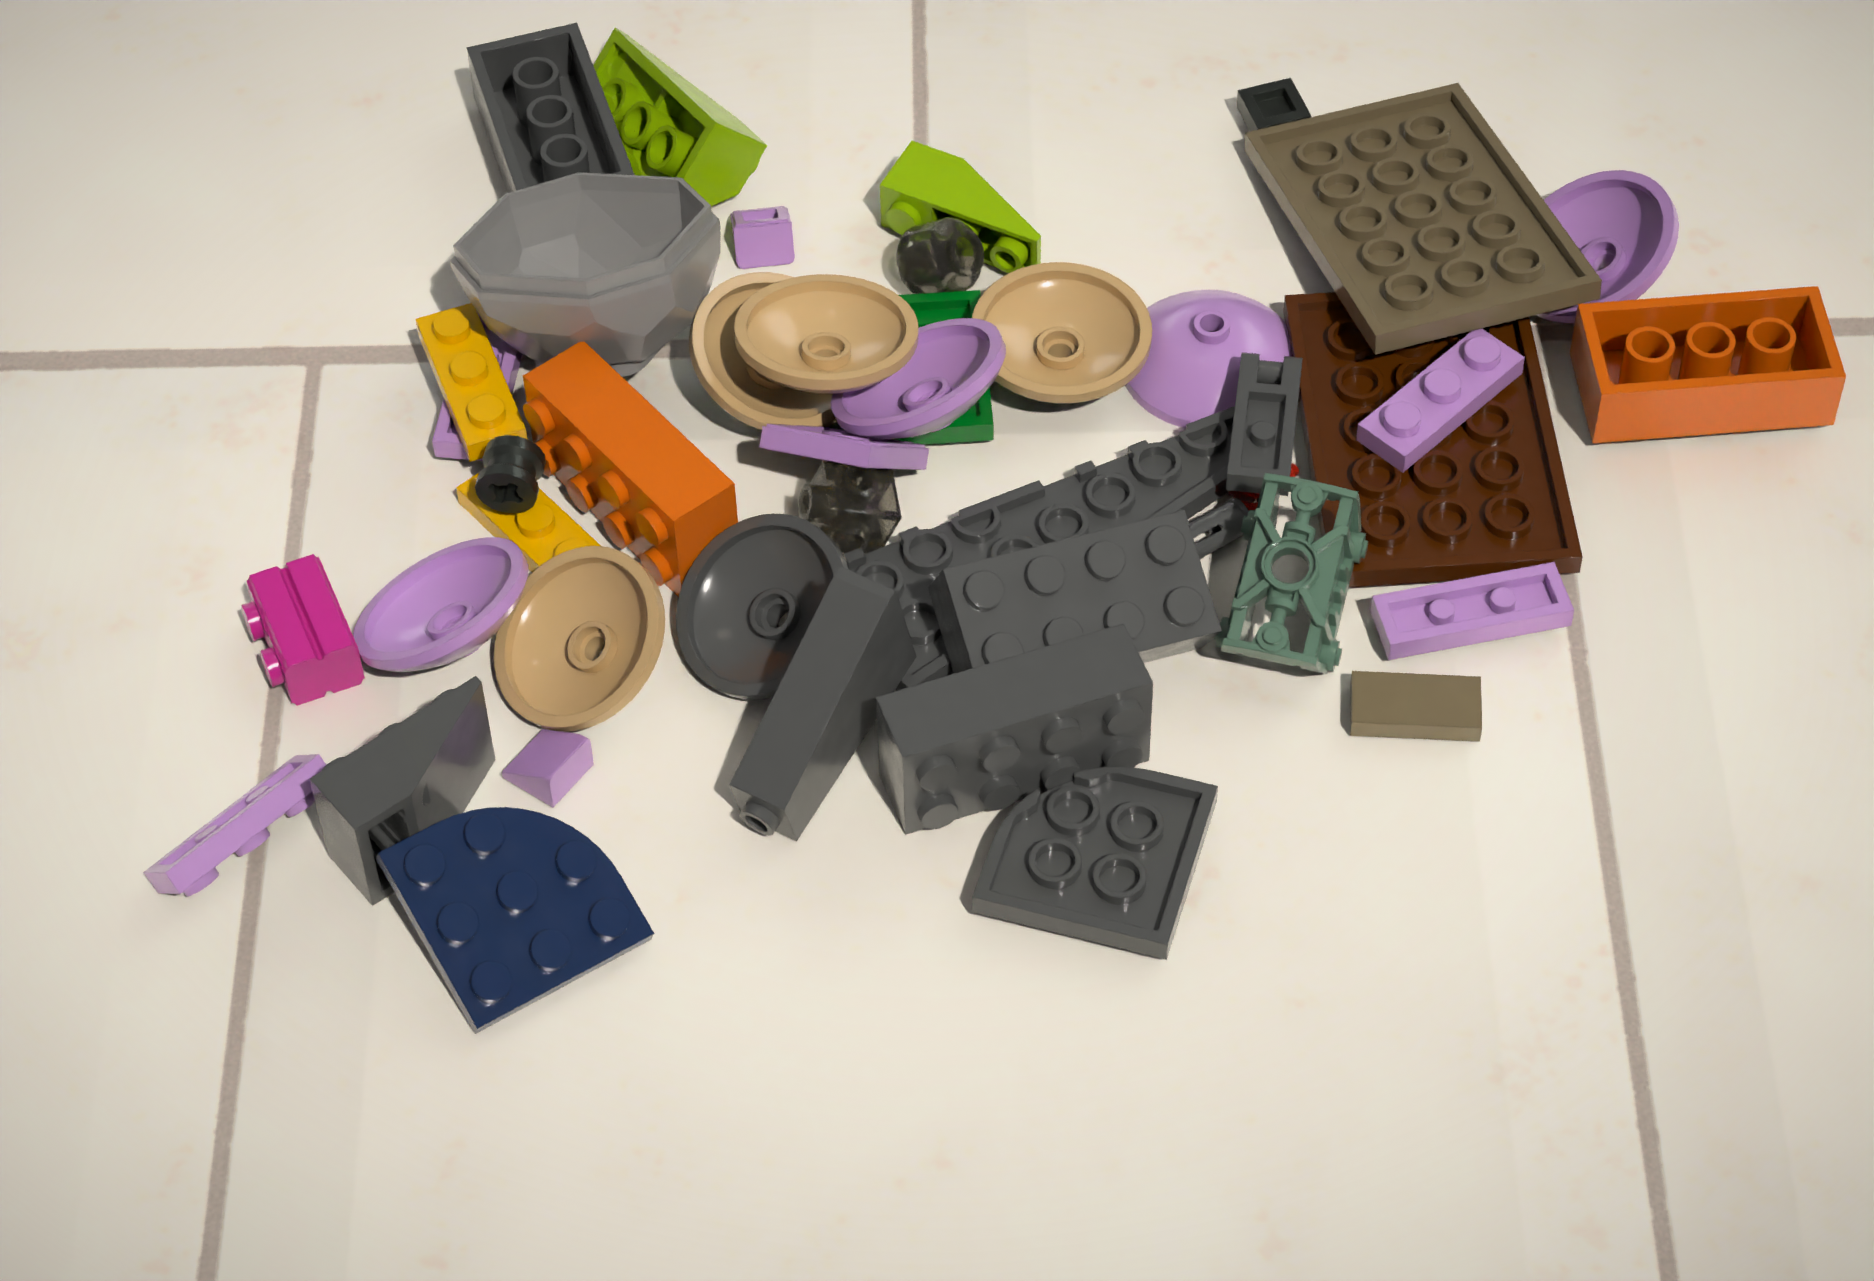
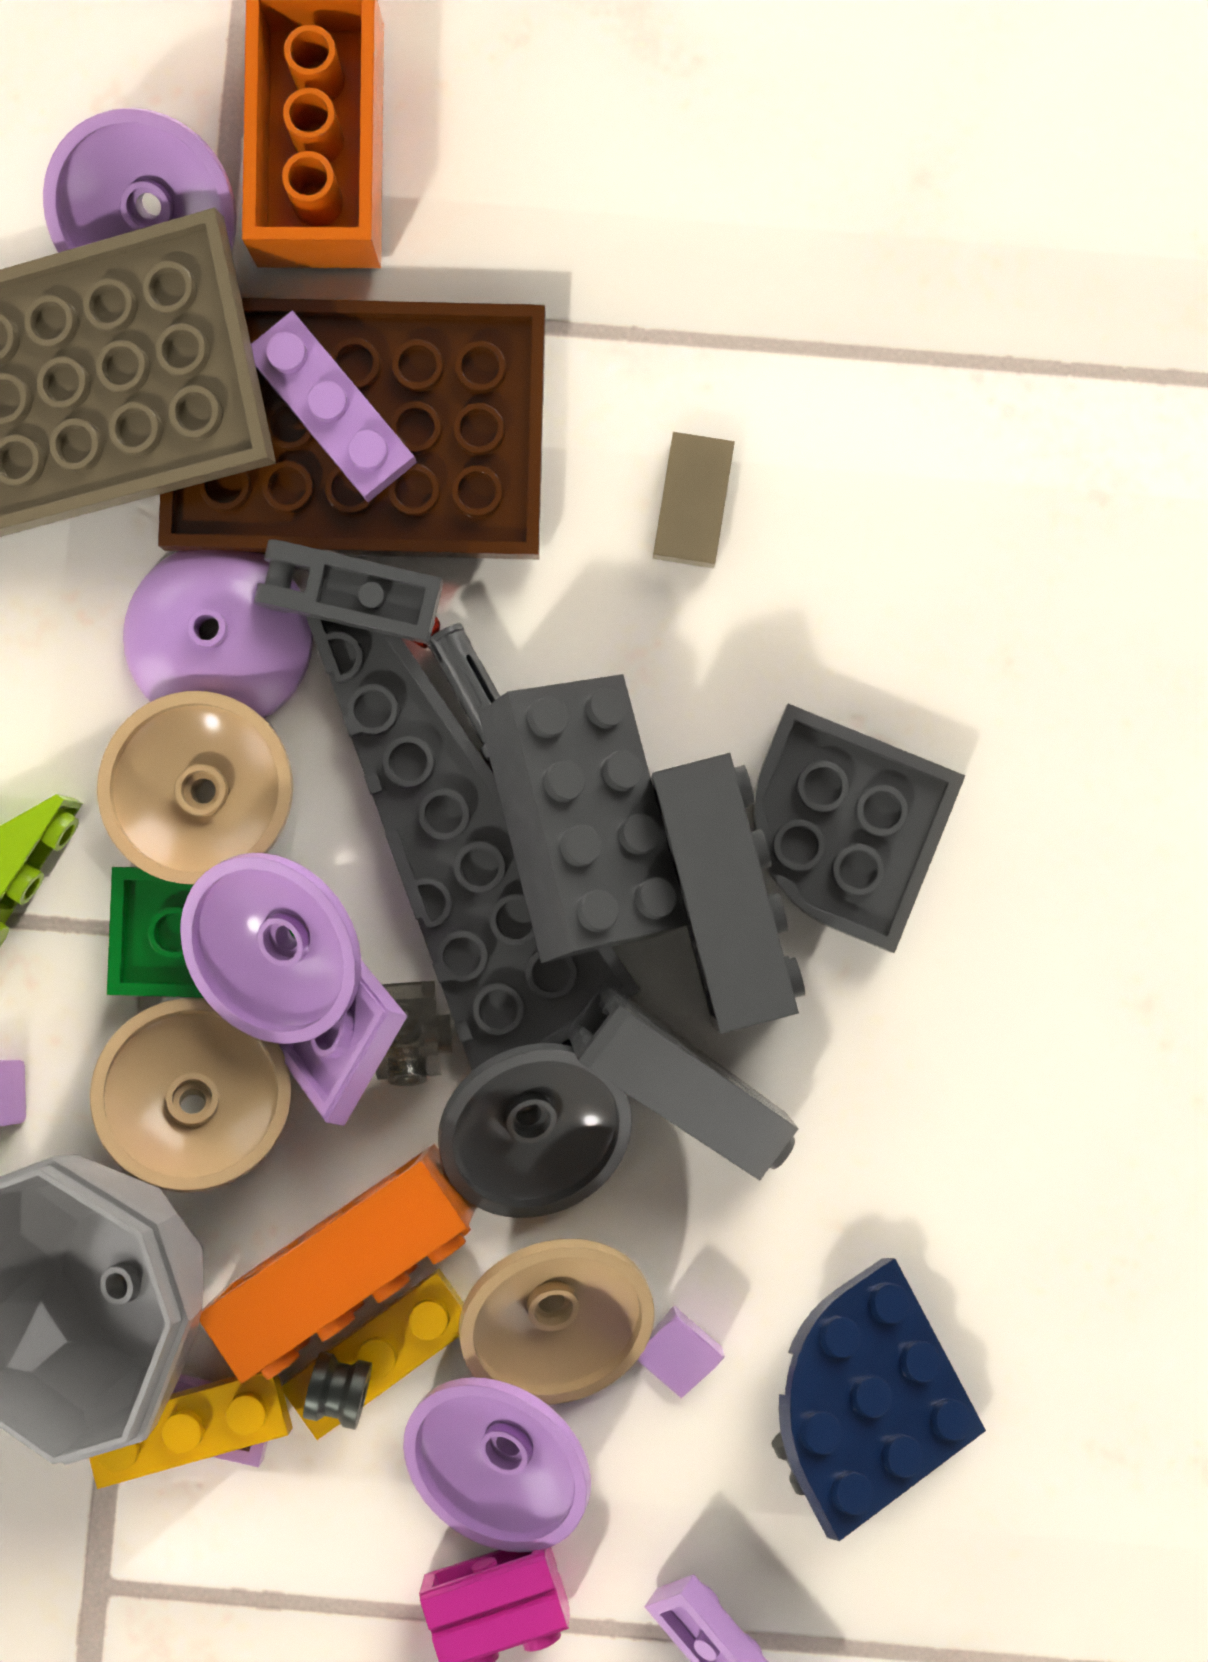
camera: 85 degrees left, 35 degrees up
(403, 783) = (744, 1507): dark grey slope -> none
(826, 333) = (165, 1044): tan dish -> none
(939, 257) = (62, 906): clear smoke head -> none
(1320, 591) = (542, 621): sand green piece -> none
(1471, 610) = (591, 425): lavender plate -> none

